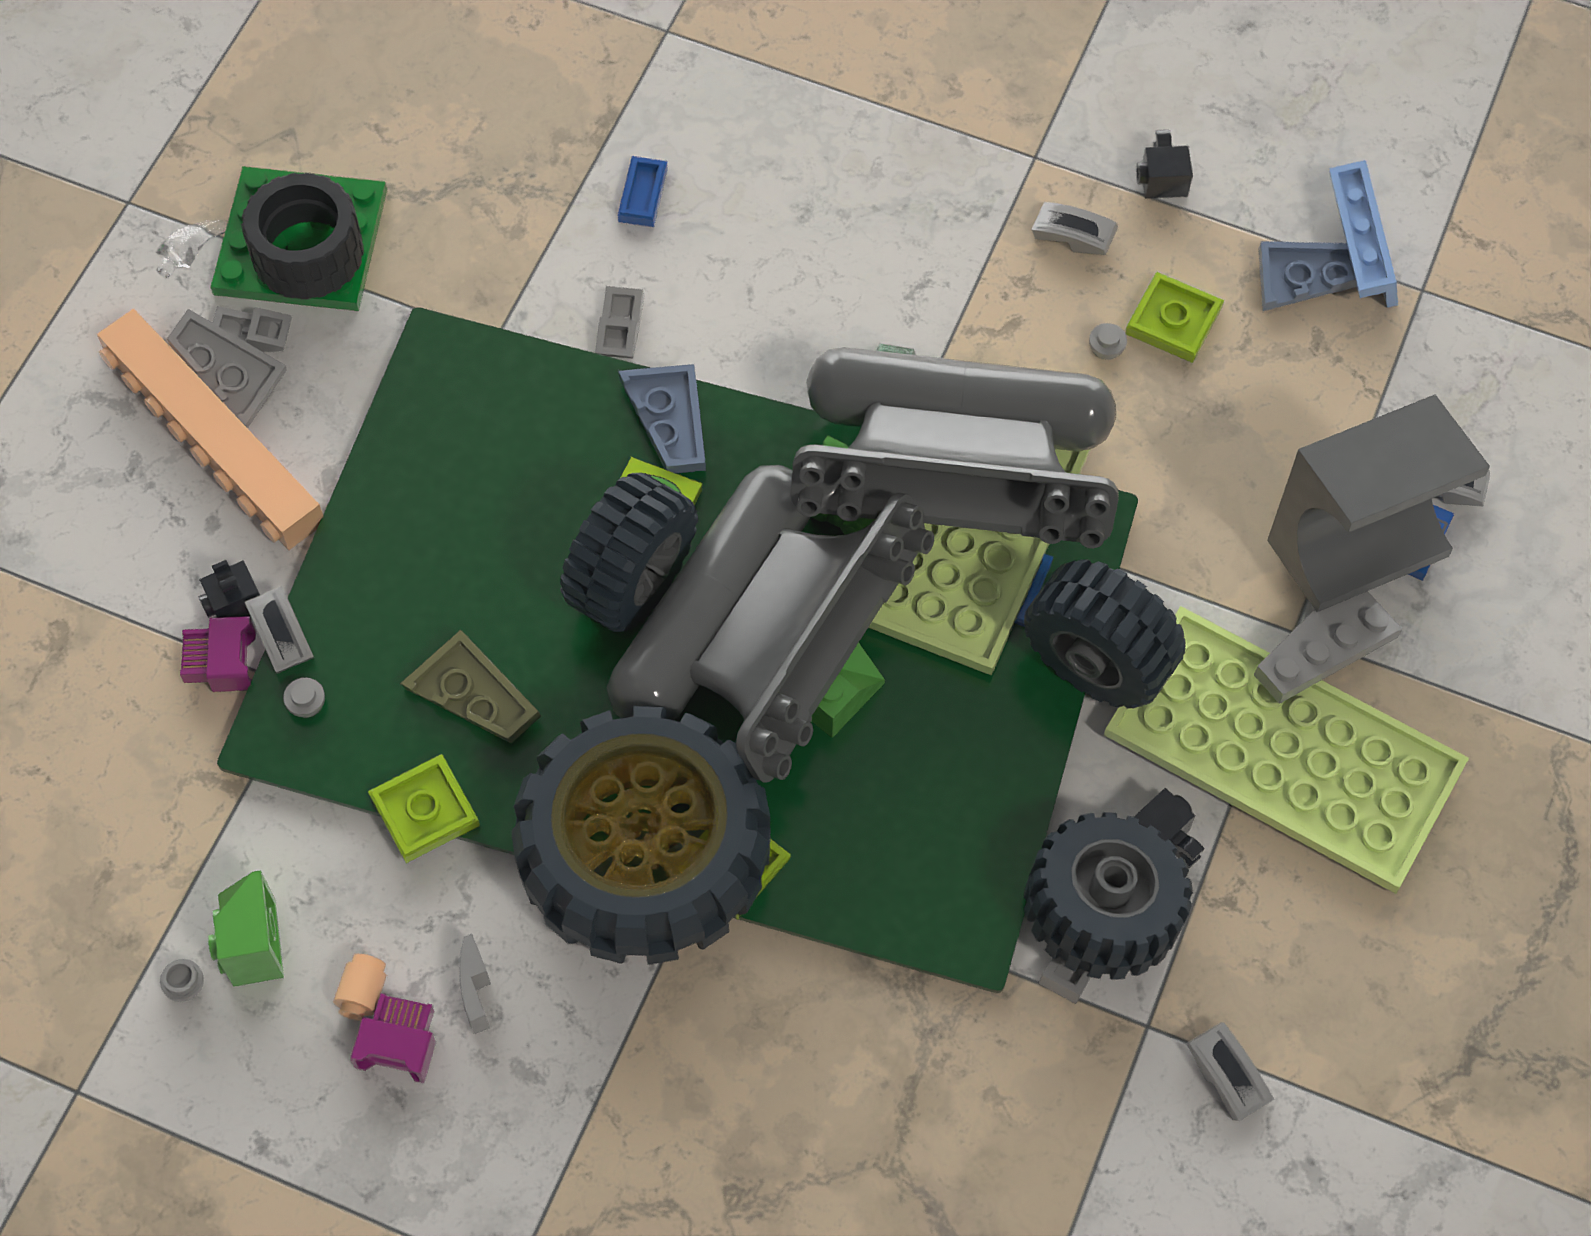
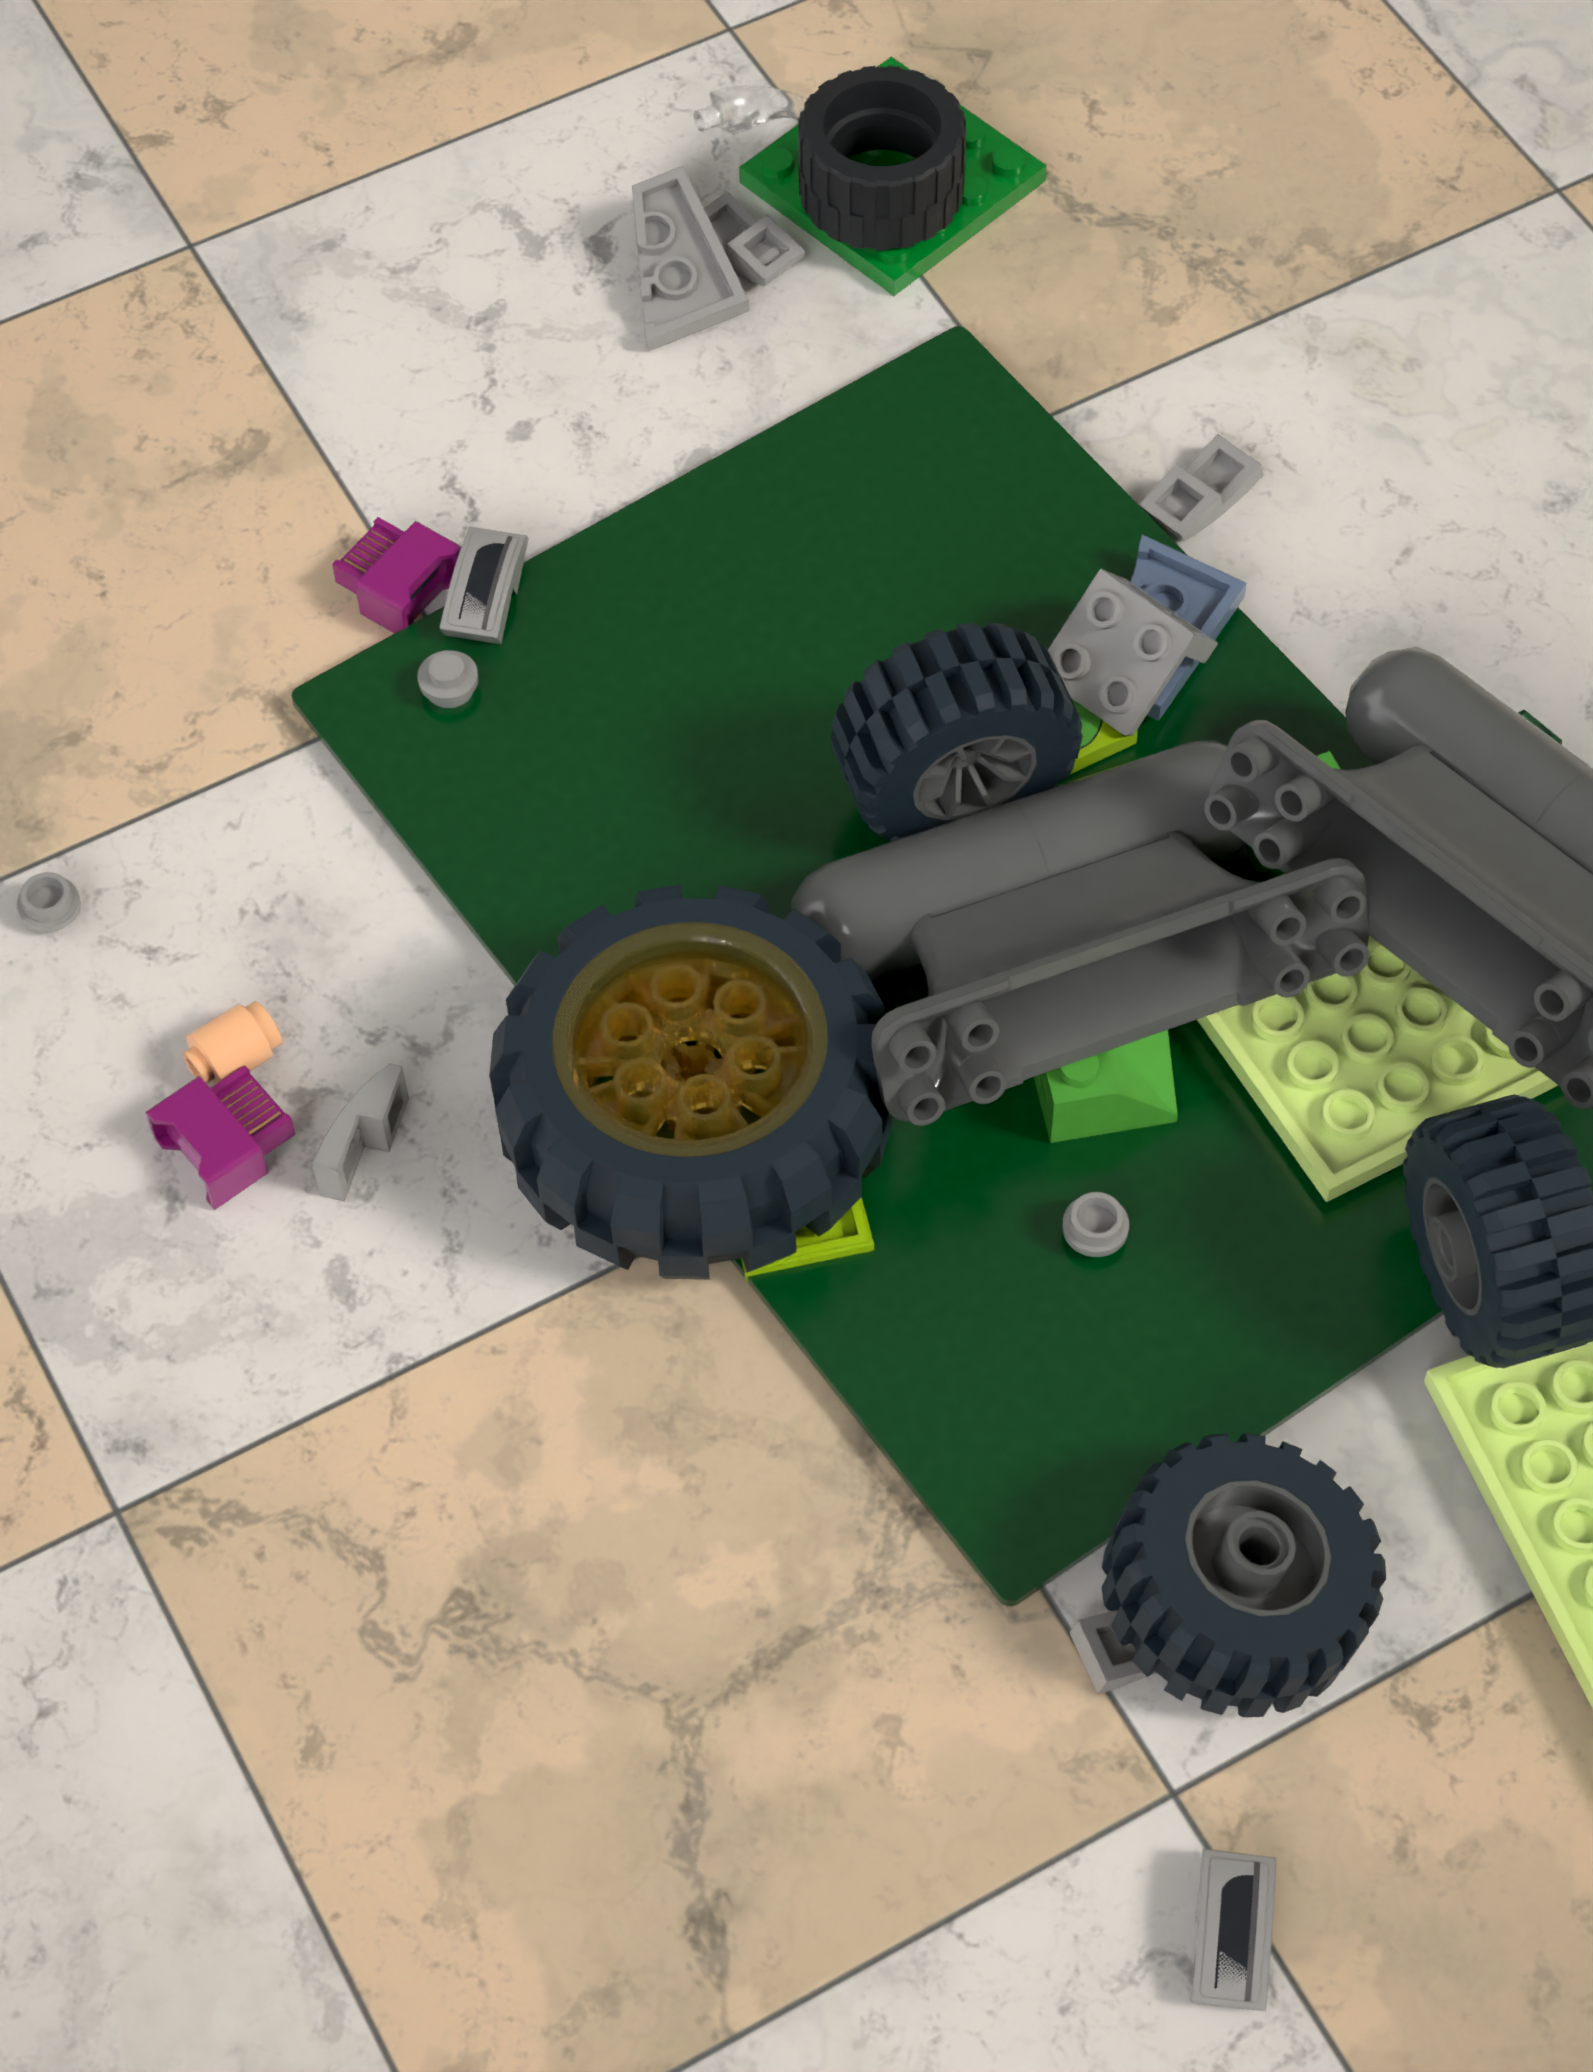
camera: 40 degrees right, 5 degrees down
(210, 429) = (601, 325): light nougat brick -> none
(228, 590) = (466, 501): black brick -> none
(247, 932) = (155, 892): bright green slope -> none
(423, 808) = (477, 892): lime tile -> none
(473, 688) = (650, 791): olive wing -> none
(642, 191) = (1363, 355): blue tile -> none
(667, 443) = (1123, 650): none -> light grey bracket
(892, 766) = (1095, 1225): none -> light grey plate
(1174, 819) = (1418, 1553): black brick -> none

